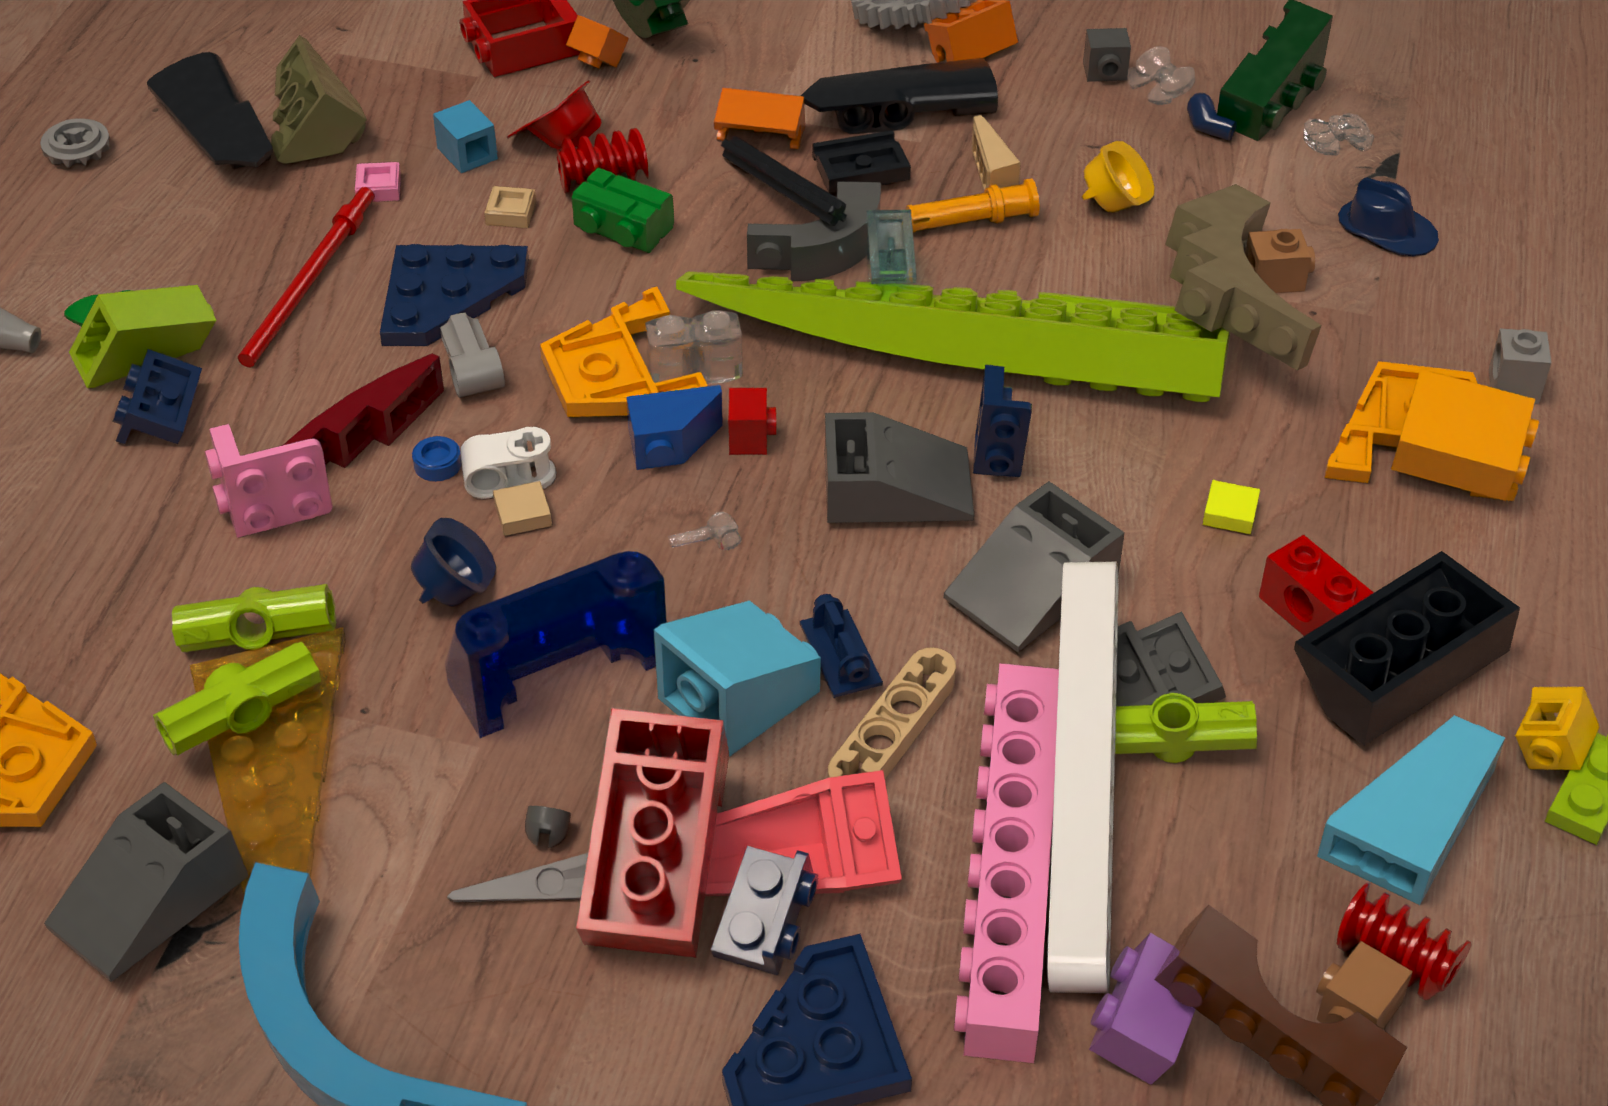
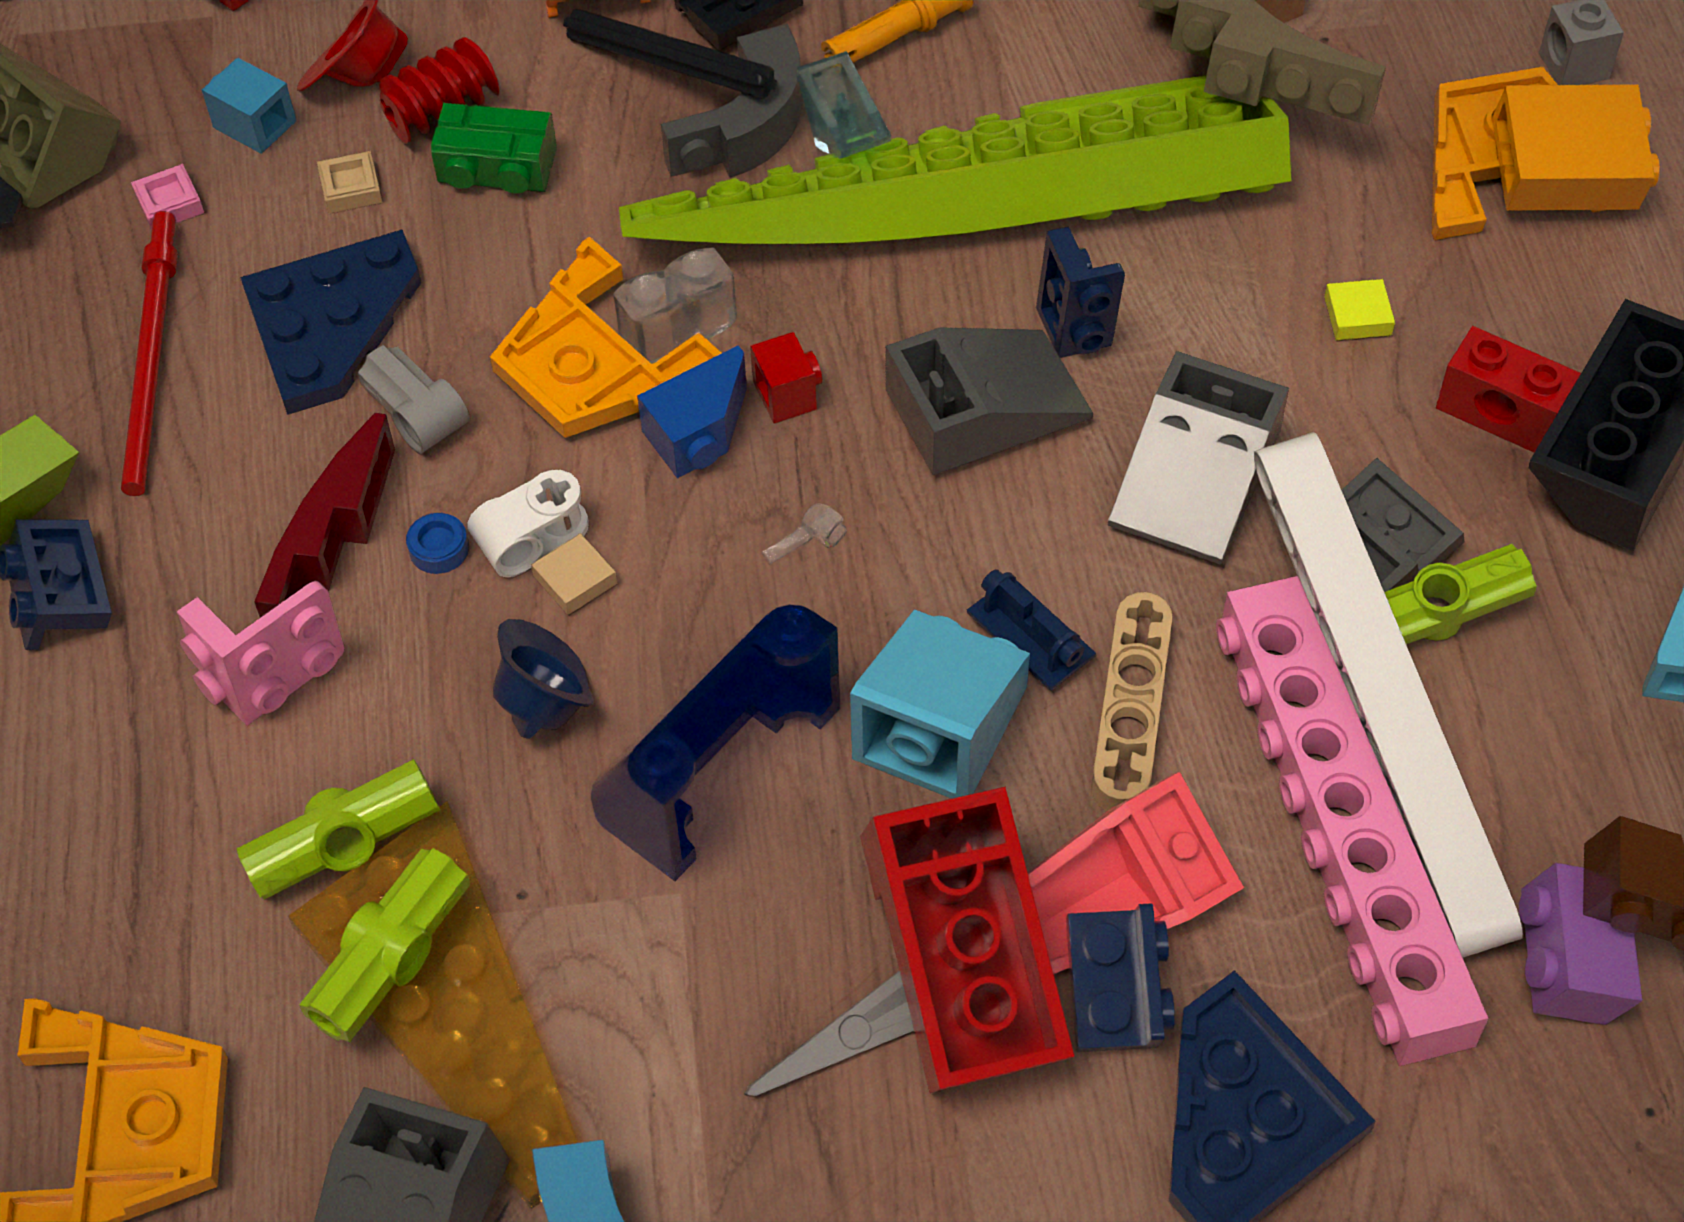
camera: 20 degrees left, 10 degrees up
(546, 821) = (813, 960): dark grey hinge -> none

